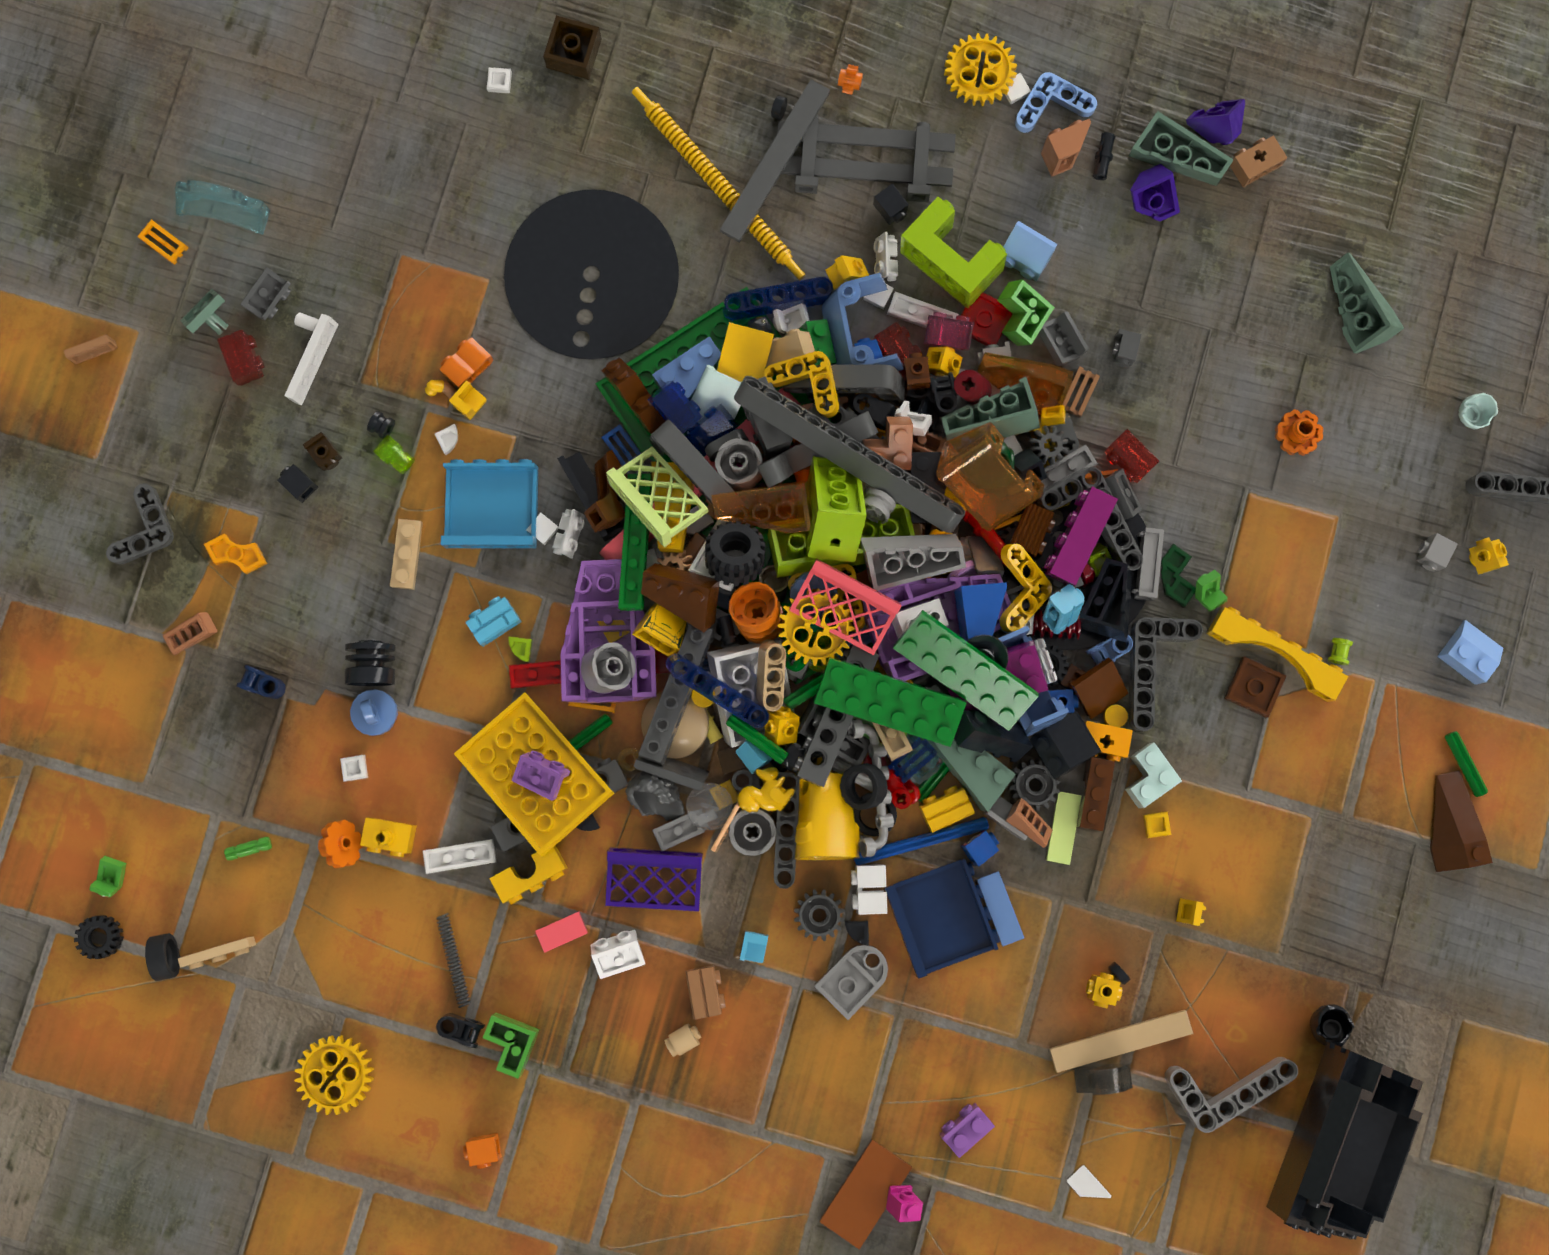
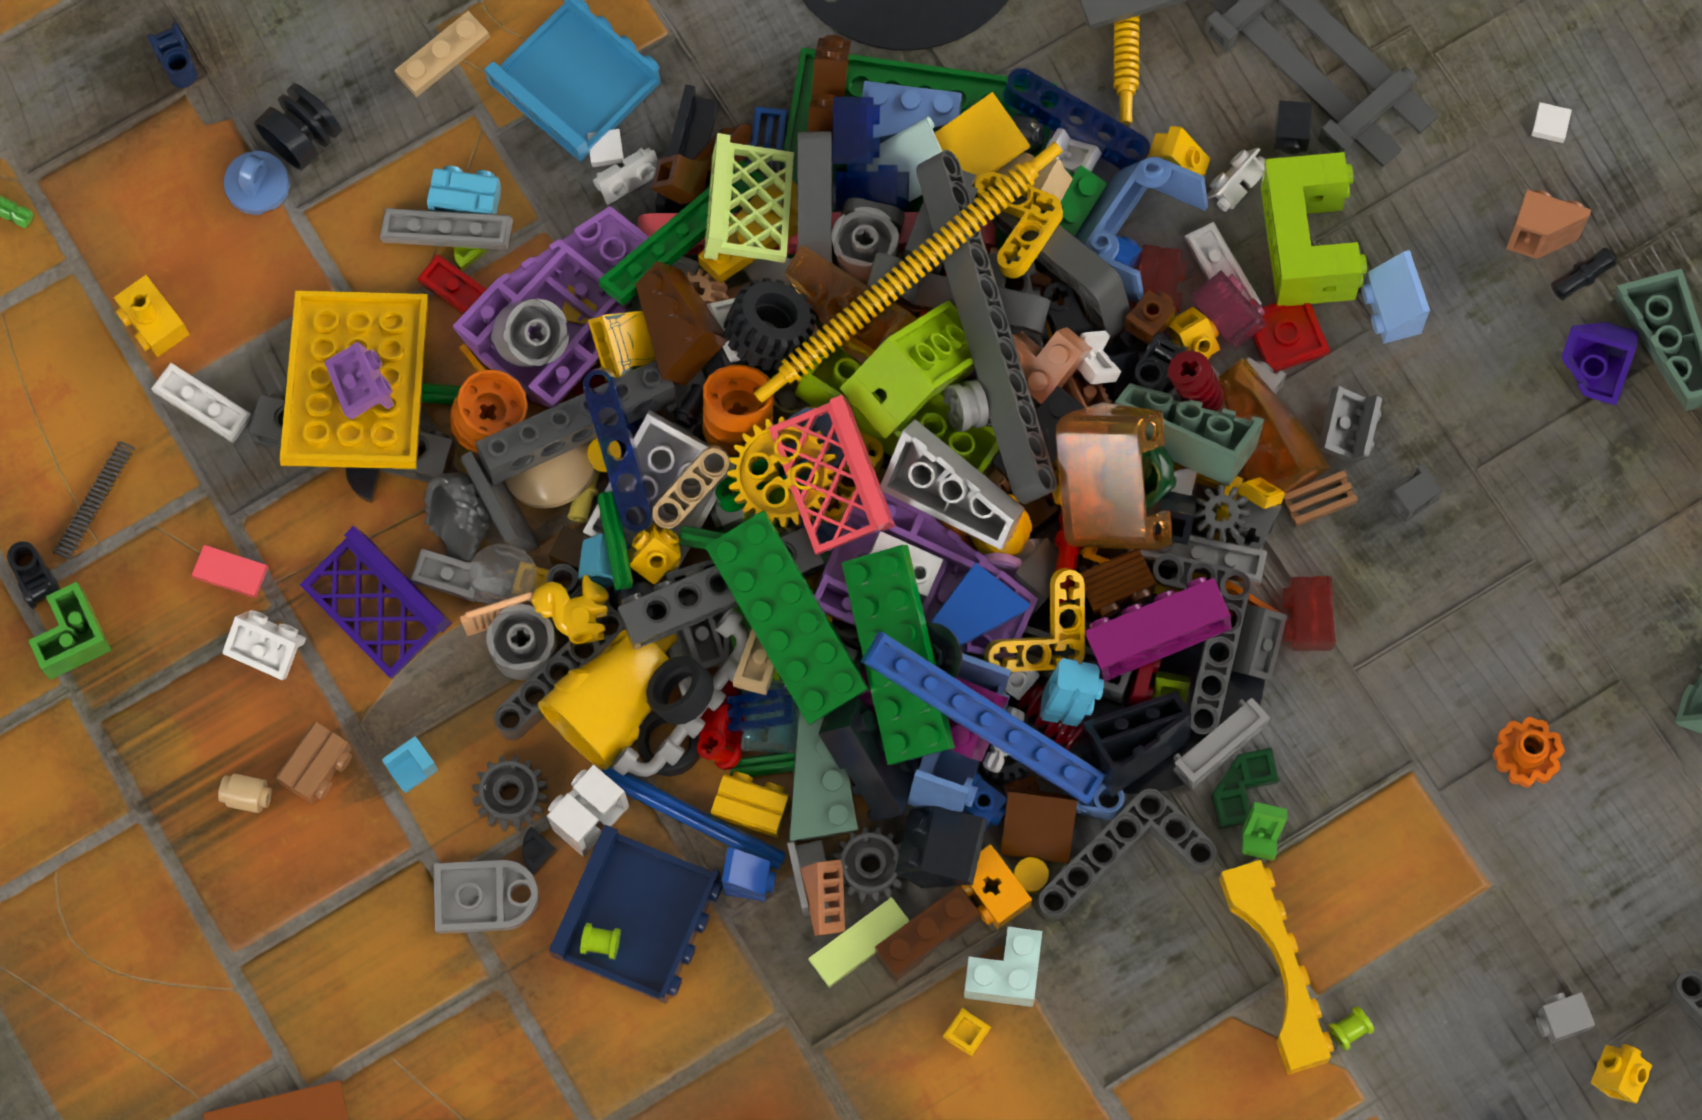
camera: 45 degrees right, 10 degrees down
(340, 844) = (95, 278): orange plant -> none
(354, 768) = (183, 221): white tile -> none
(501, 648) = (446, 229): none -> light grey tile
(512, 886) = (280, 490): yellow arch -> none
(633, 722) = (485, 394): none -> orange wheel
(803, 353) = (1026, 173): none -> yellow hose
(879, 299) = (1192, 217): white tile -> none
(937, 948) = (600, 941): none -> lime bush
(999, 73) = (1509, 48): yellow gear -> none
(1000, 908) = (709, 965): medium blue tile -> none
(1028, 310) = (1340, 359): bright green brick -> none
(1038, 665) = (983, 717): none -> blue tile
(1053, 93) = (1588, 160): light blue beam -> none
(1255, 687) = (1218, 983): reddish brown tile -> none

